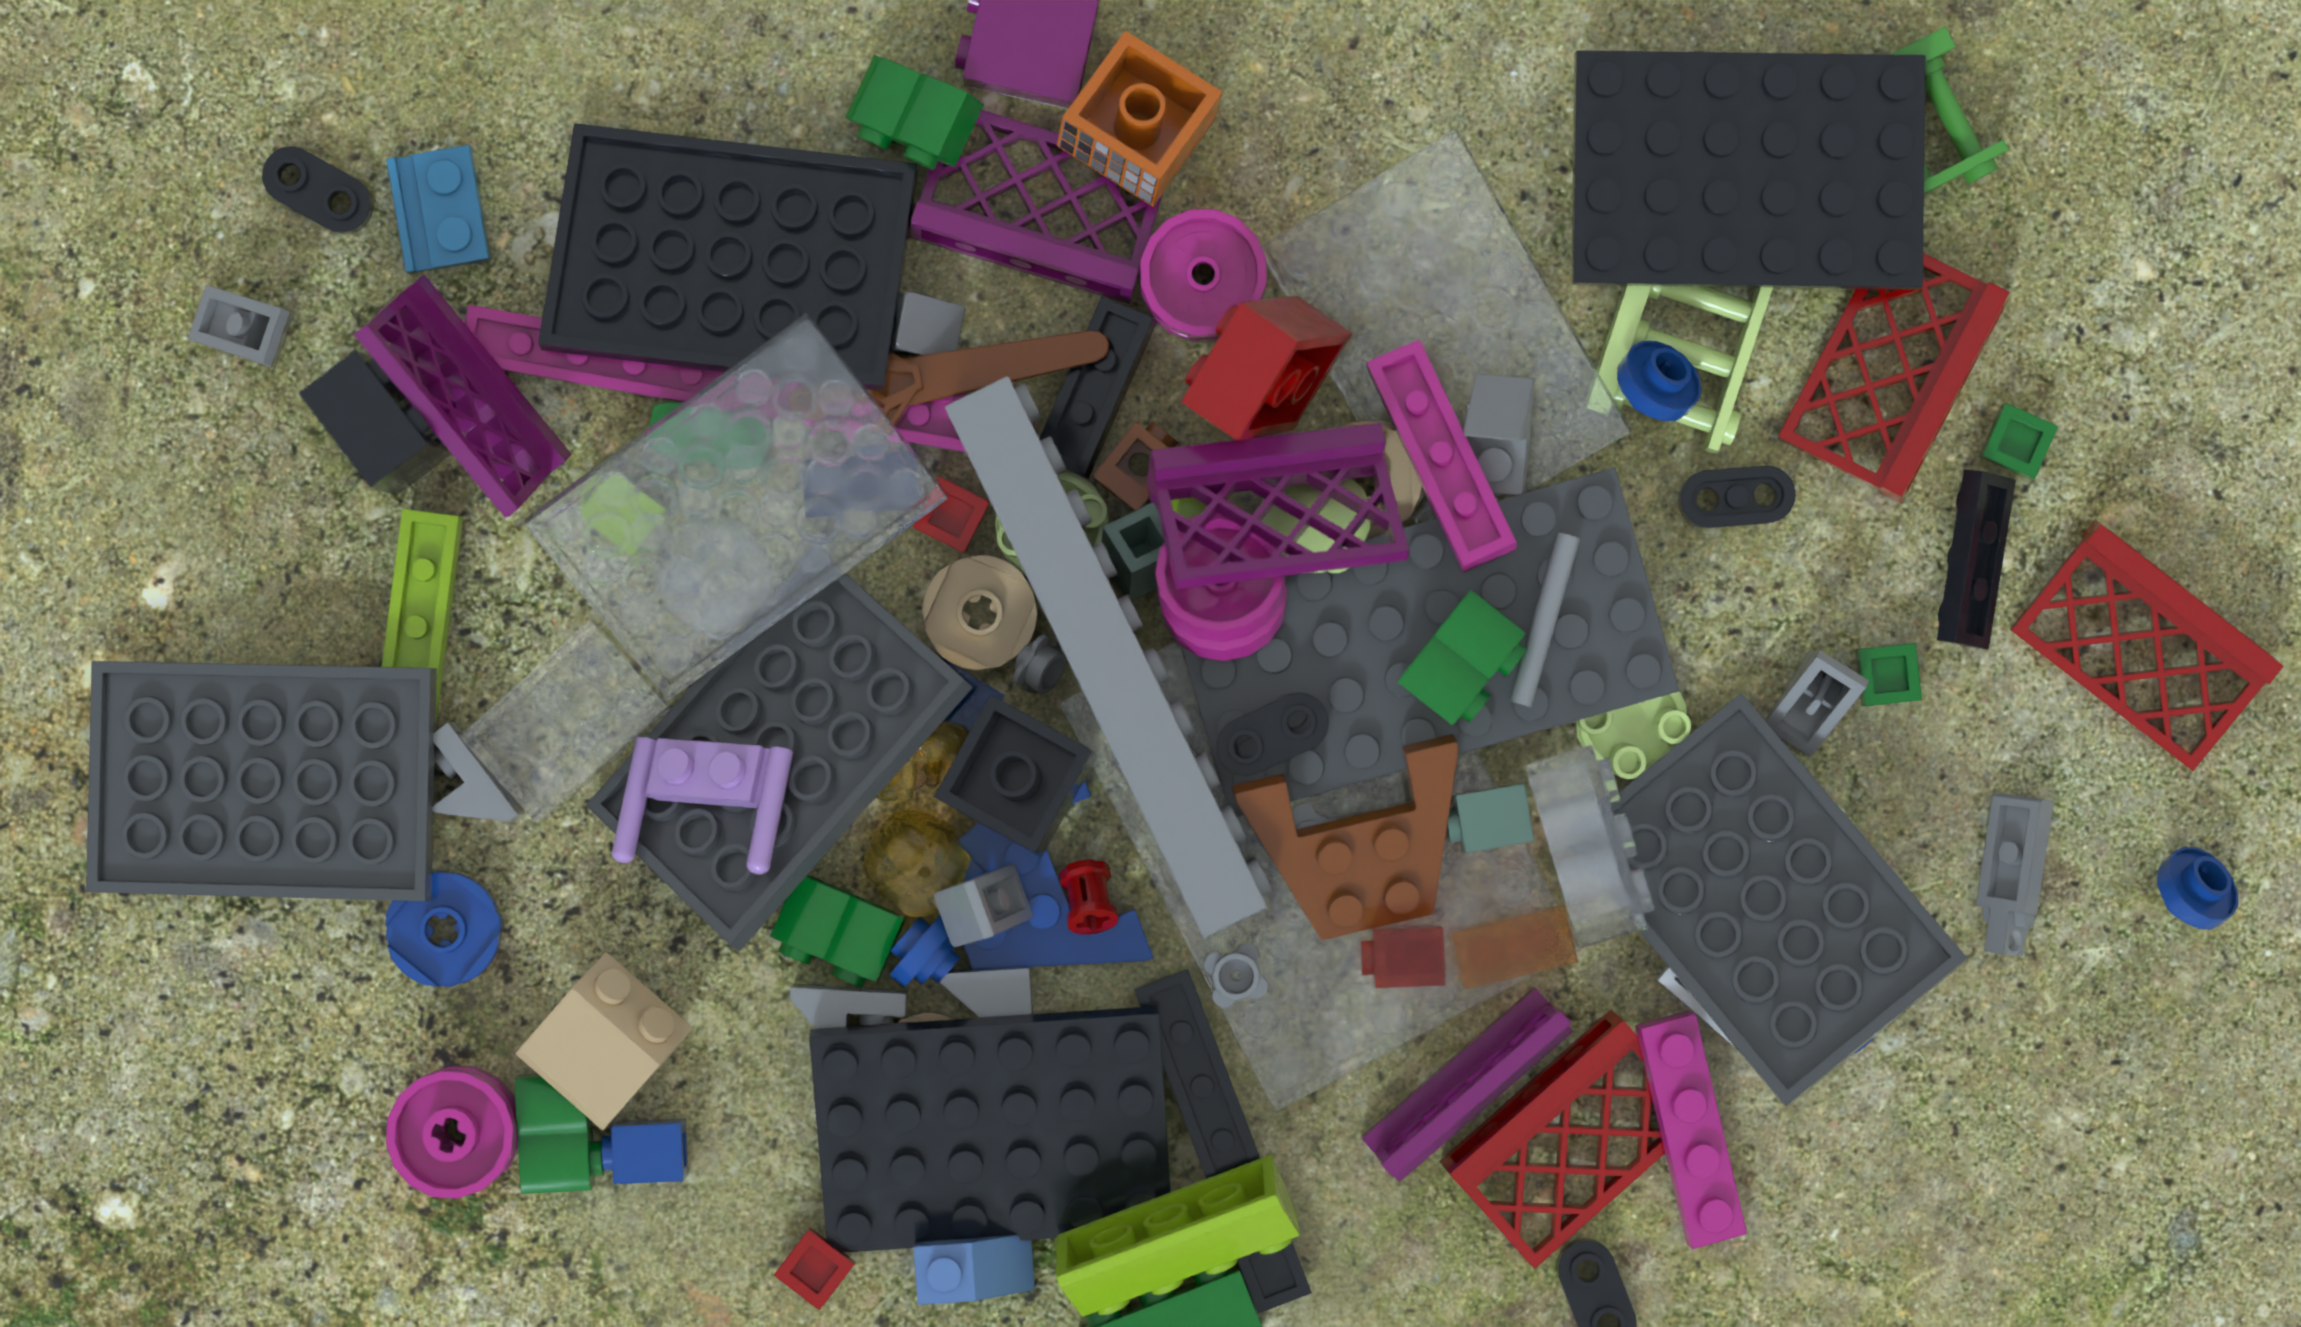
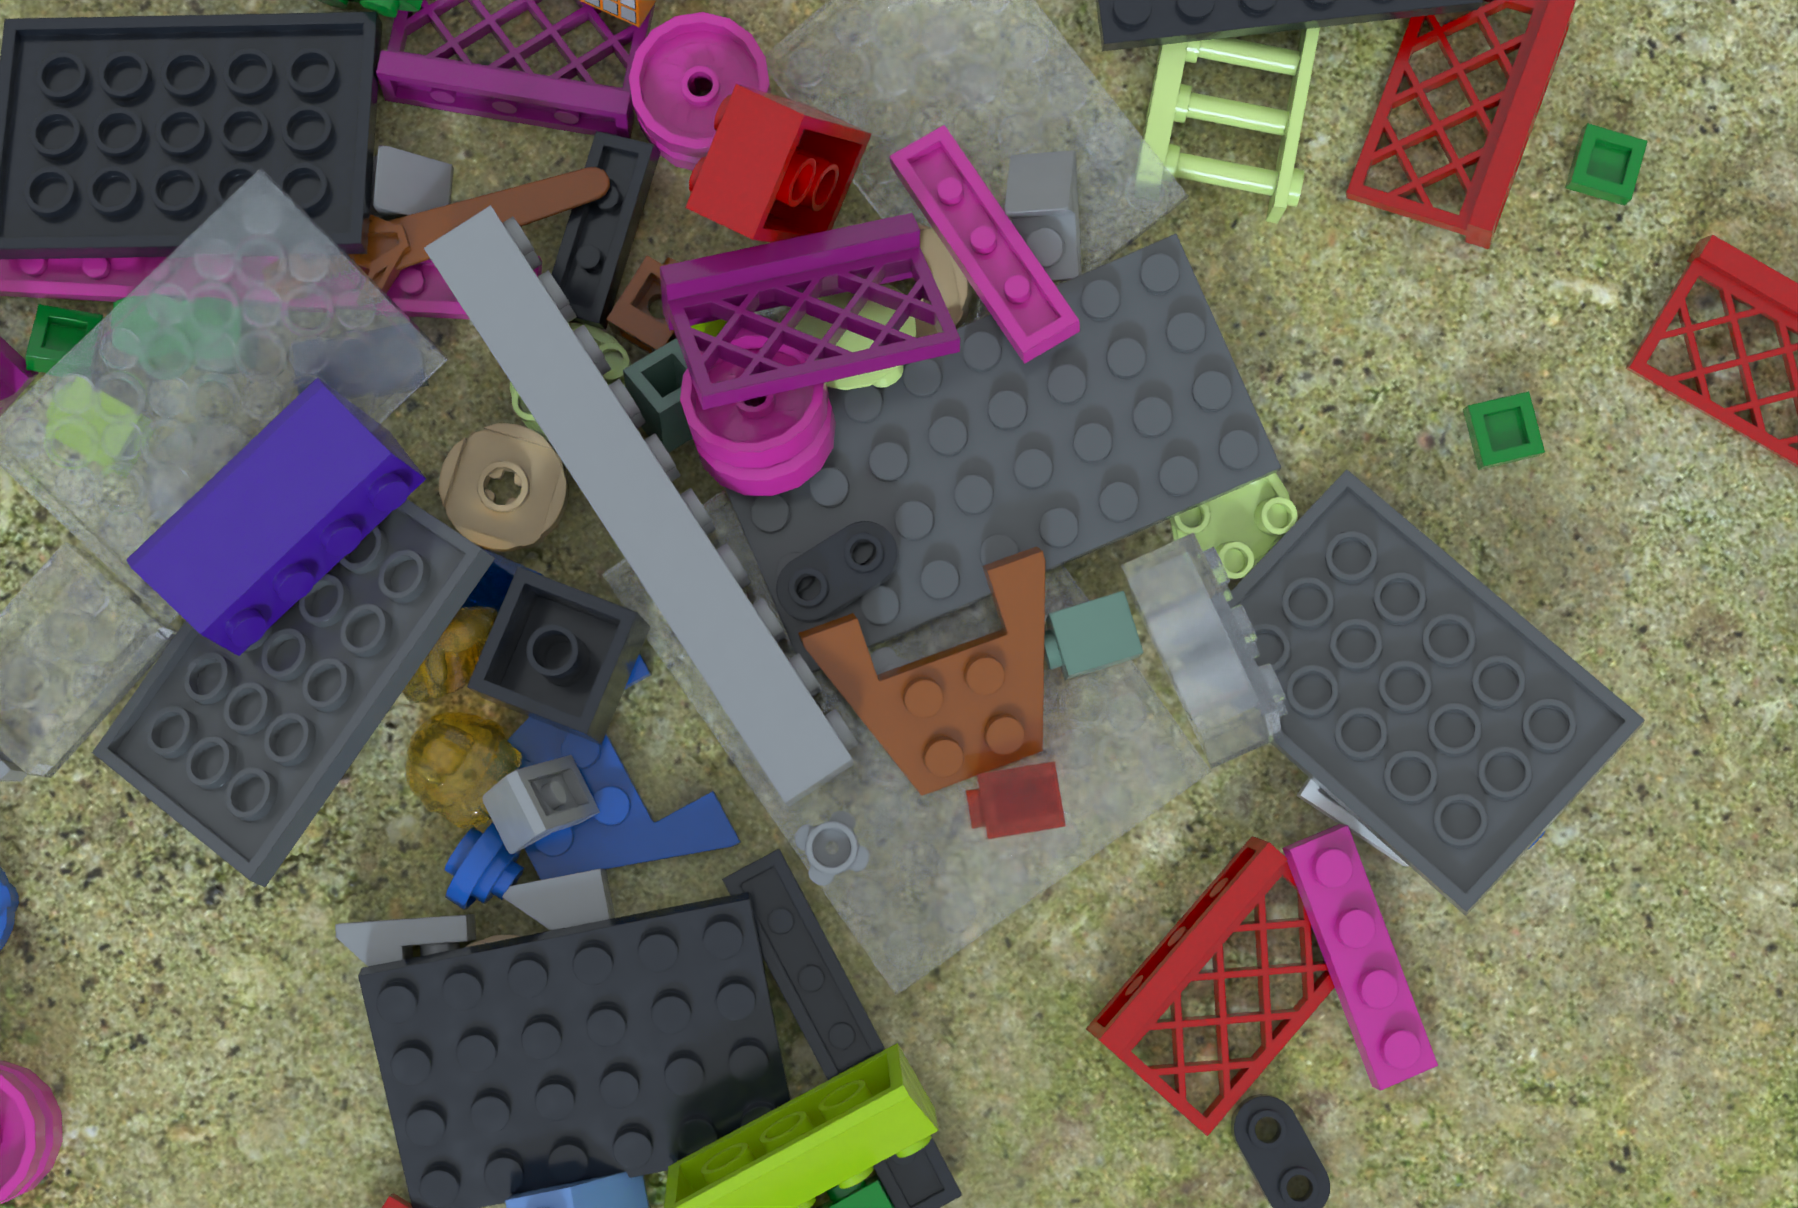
camera: 15 degrees left, 5 degrees down
(553, 1140) = (95, 1122): green brick -> none
(597, 428) = (55, 334): none -> green plate
(604, 1041) = (132, 1011): tan slope -> none
(646, 1151) = (198, 1130): blue brick -> none
(706, 775) = (211, 698): lavender plate -> none
(785, 627) = (277, 518): none -> dark purple slope
(838, 929) = (383, 853): green brick -> none
(956, 518) = (462, 387): red plate -> none
(1039, 665) = (575, 536): light grey plate -> none
(1088, 897) = (659, 782): red bush -> none
(1463, 658) = (1037, 456): green brick -> none
(1467, 1084) = (1106, 937): magenta fence -> none
(1514, 947) = (1136, 776): clear orange plate -> none
(1544, 619) = (1121, 405): light grey bar -> none
(1659, 381) = (1210, 138): blue plate -> none
(1735, 496) = (1309, 262): black plate -> none
(1814, 701) = (1430, 465): light grey slope -> none
(1975, 559) = (1579, 294): black plate -> none
(2013, 870) = (1671, 624): light grey hinge -> none

